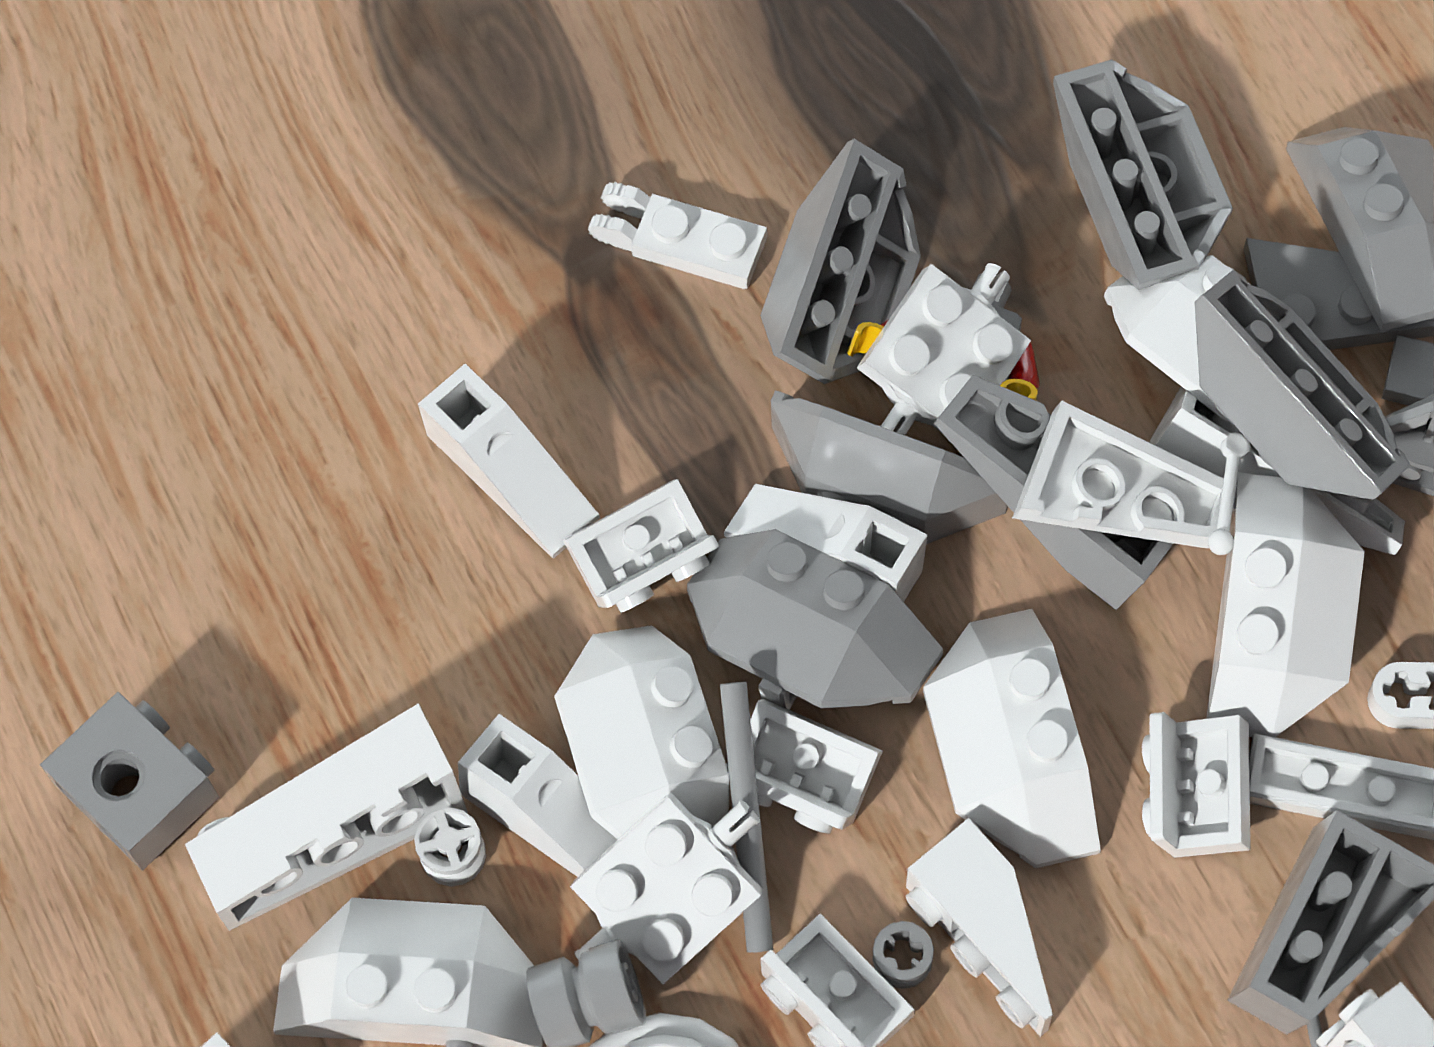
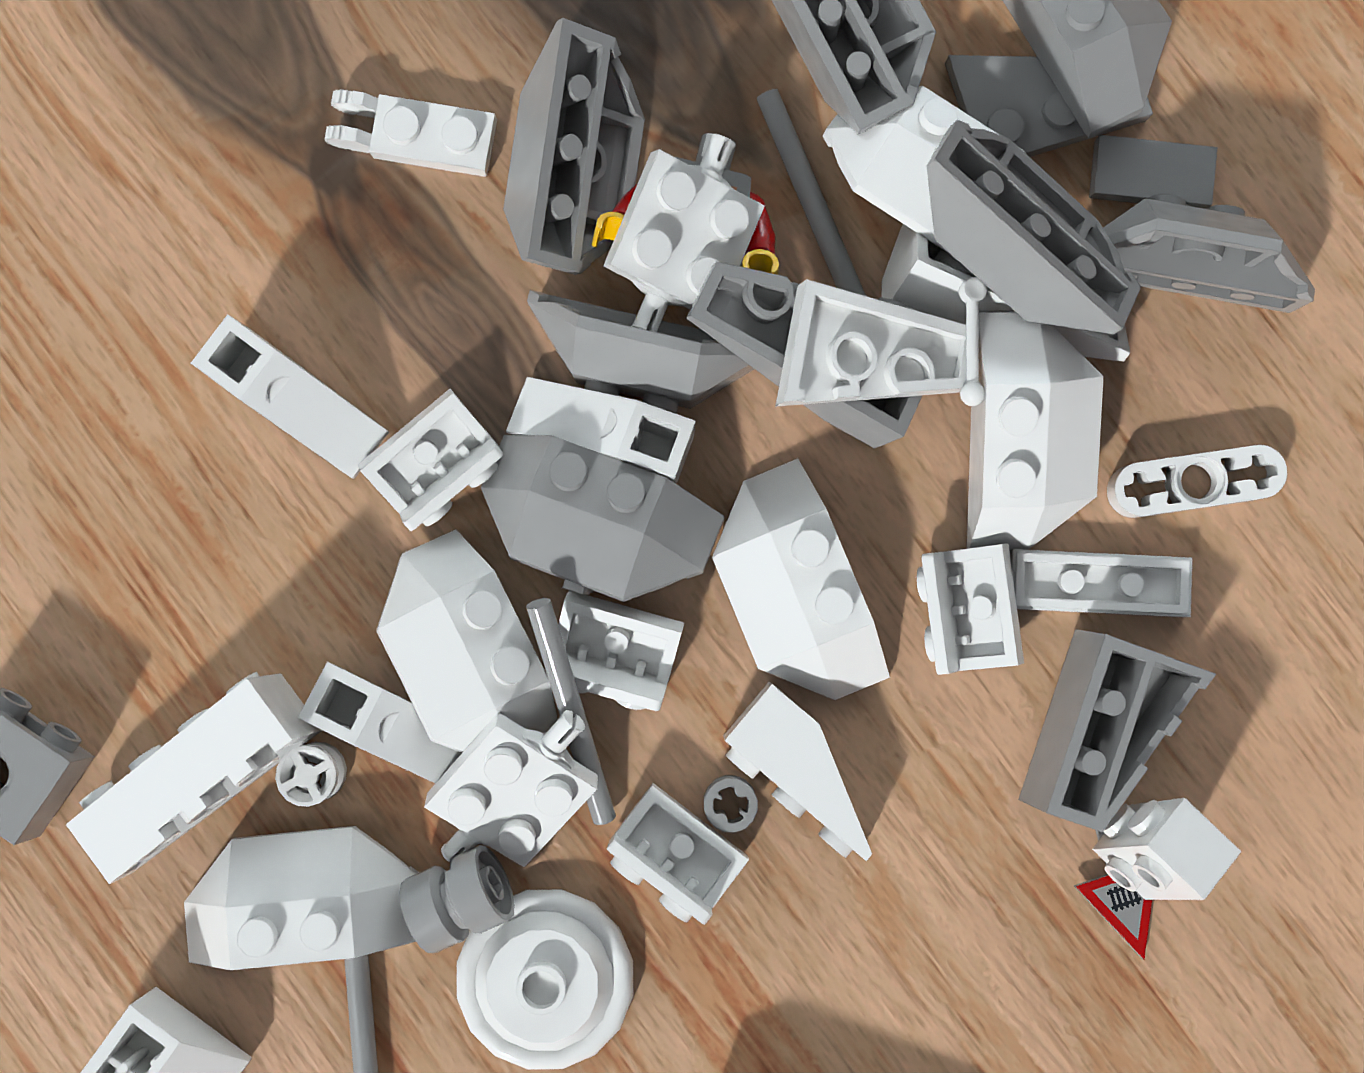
camera: 10 degrees left, 20 degrees up
(1077, 334) = (809, 192): none -> light grey bar

